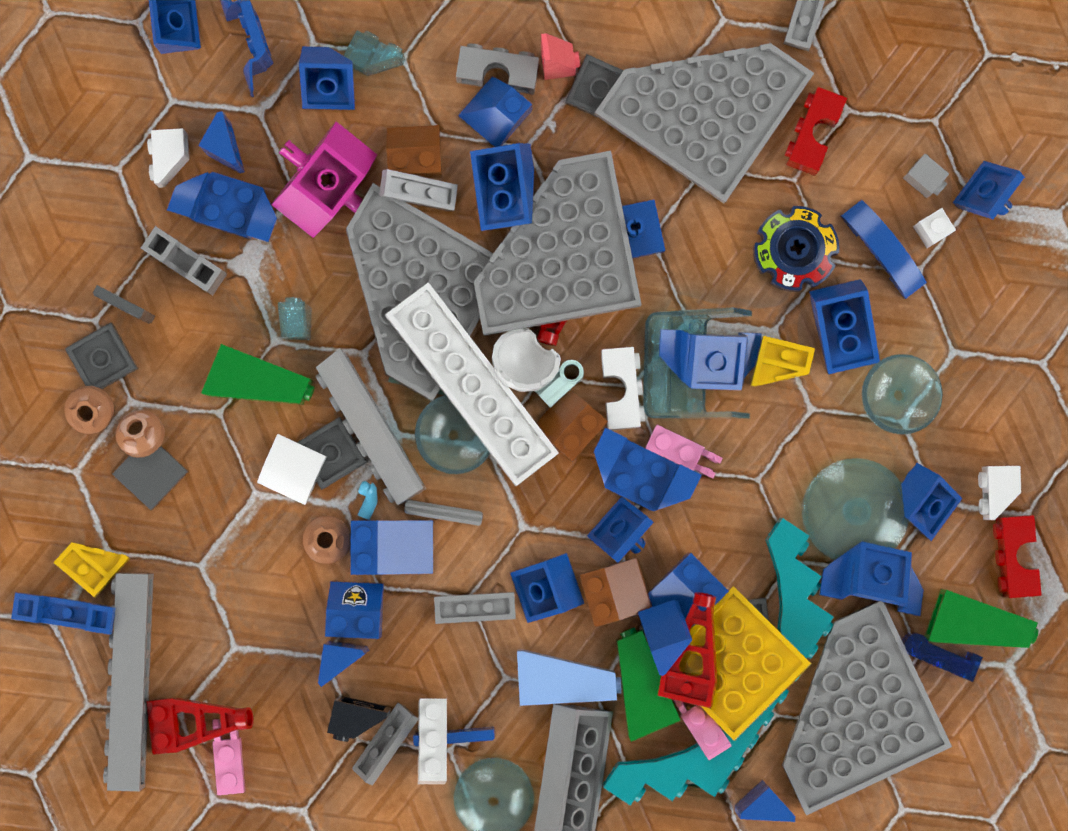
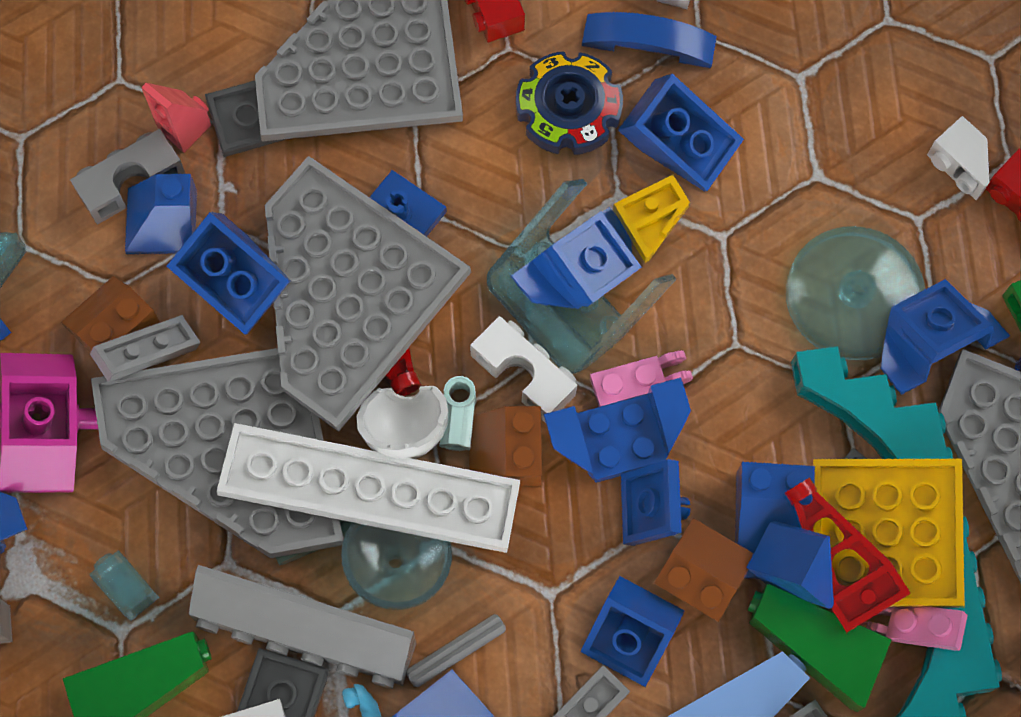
camera: 45 degrees left, 15 degrees down
(919, 388) = (797, 128): clear light blue dish -> none
(928, 500) = (910, 218): blue slope -> none

